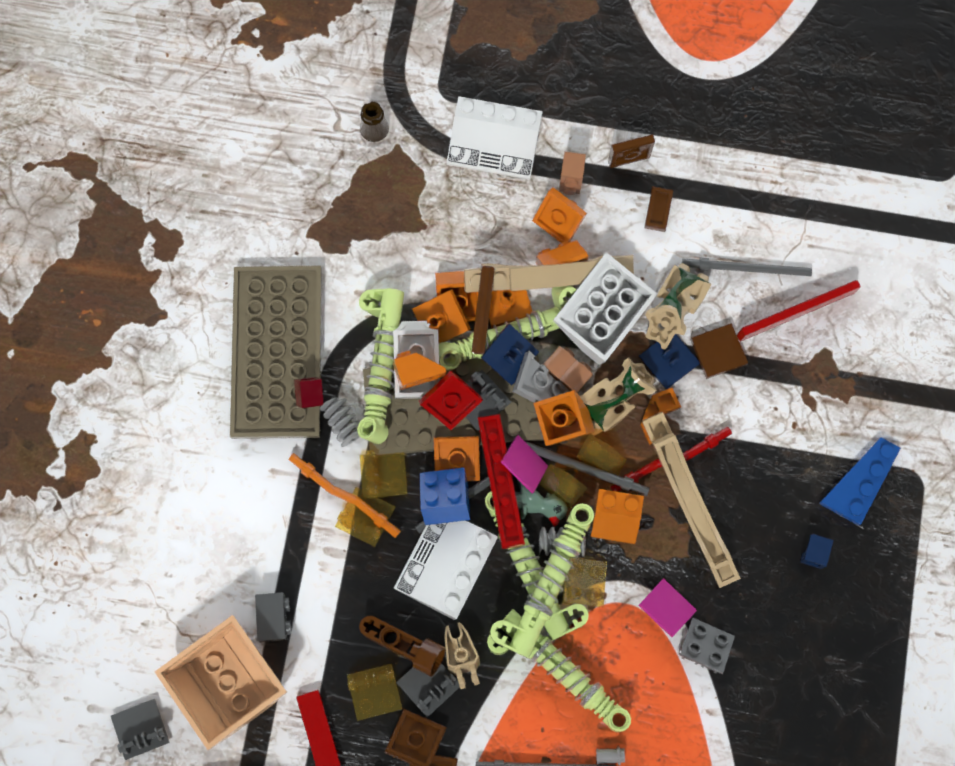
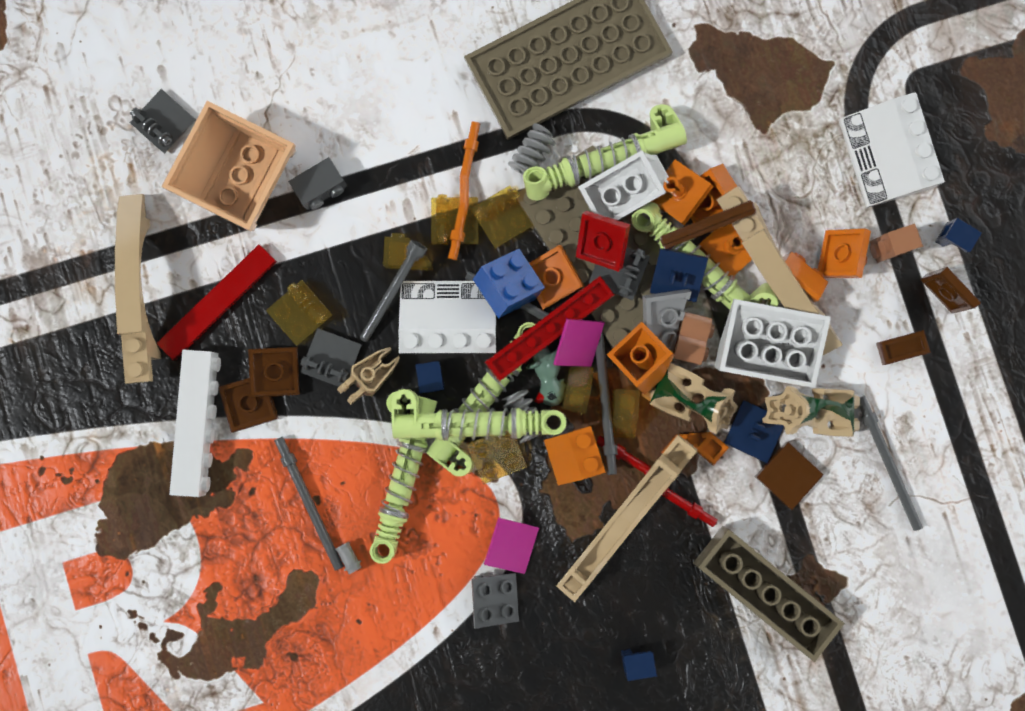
camera: 60 degrees right, 10 degrees up
(308, 392) = (542, 104): dark red panel -> none
(372, 573) = (395, 253): none -> clear yellow slope
(373, 122) = (842, 27): dark brown plant -> none
(378, 562) = (414, 252): none -> dark grey piece
(416, 369) = (611, 189): orange slope -> none
(425, 655) = (351, 341): reddish brown beam -> none
(489, 604) = (429, 377): none -> dark blue panel
(589, 121) = (958, 234): none -> dark blue panel
(798, 310) = (872, 535): red tile -> none
(806, 416) = (768, 593): none -> dark tan brick
(859, 487) = (728, 676): blue wing -> none

